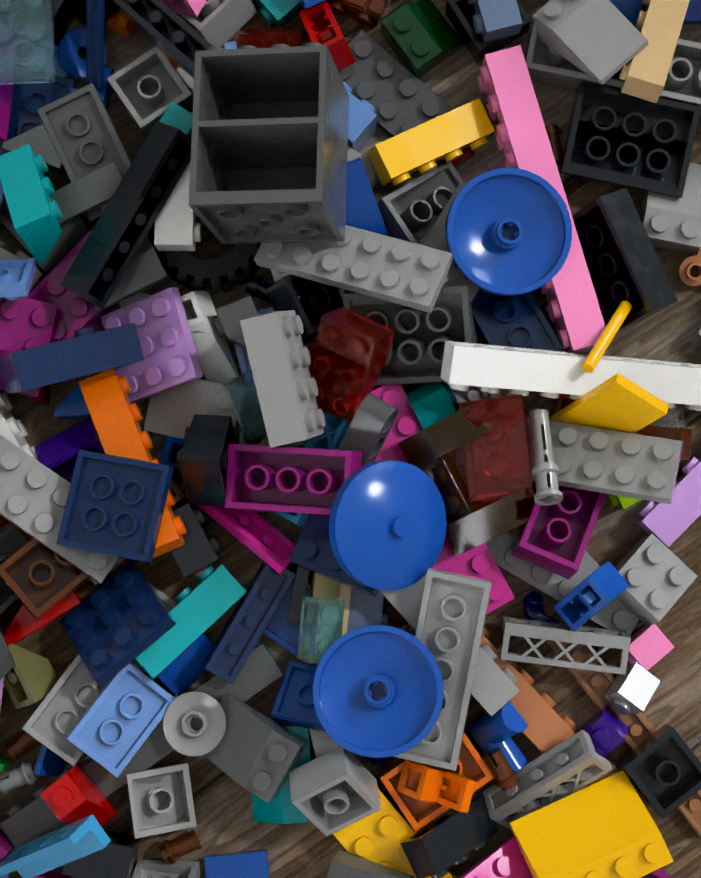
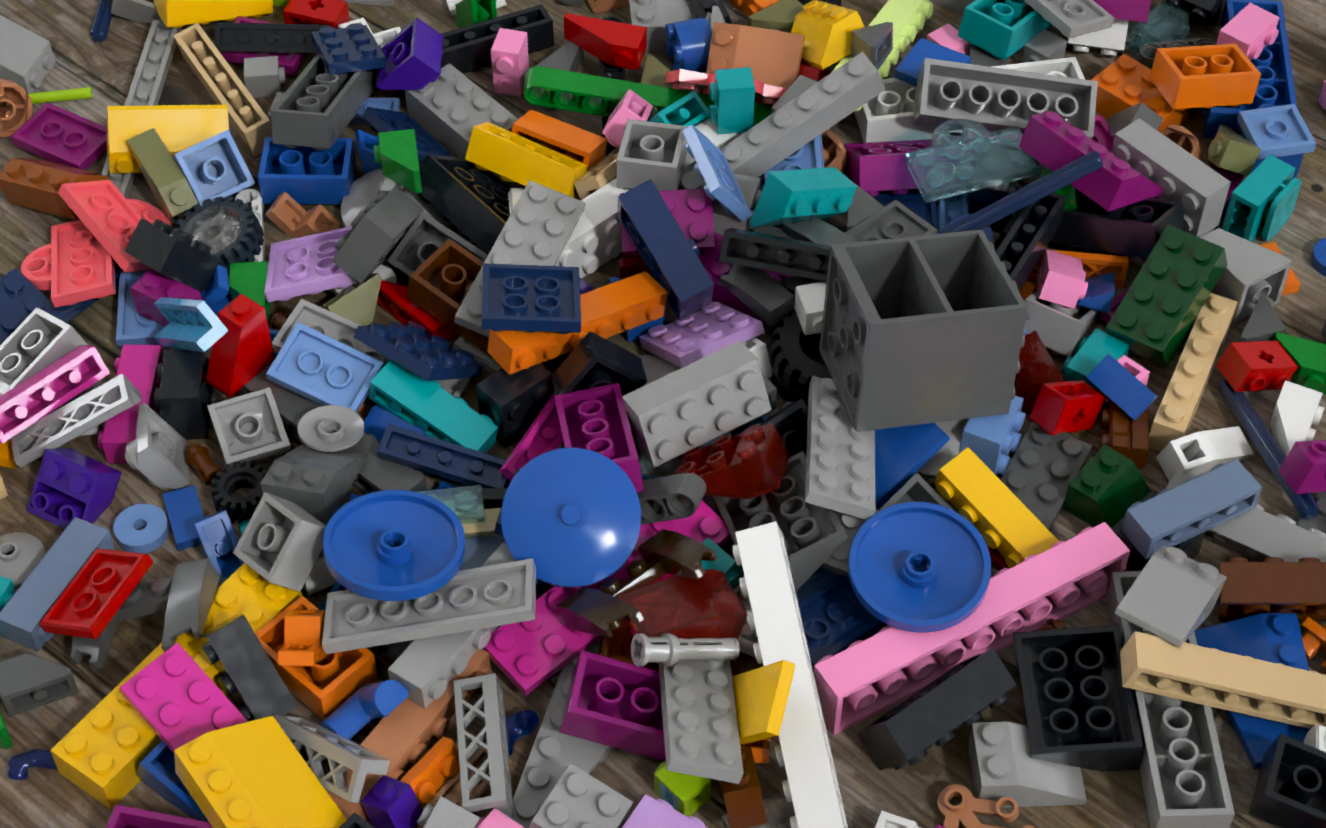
camera: 80 degrees right, 35 degrees down
(217, 832) = (233, 480): none -> black tyre
(290, 842) = (219, 543): none -> blue slope
(500, 769) = (330, 703): reddish brown pin -> none
(579, 702) = (433, 770): none -> orange plate
(591, 596) = (544, 742): blue brick -> none
(606, 337) = (840, 686): yellow bar -> none

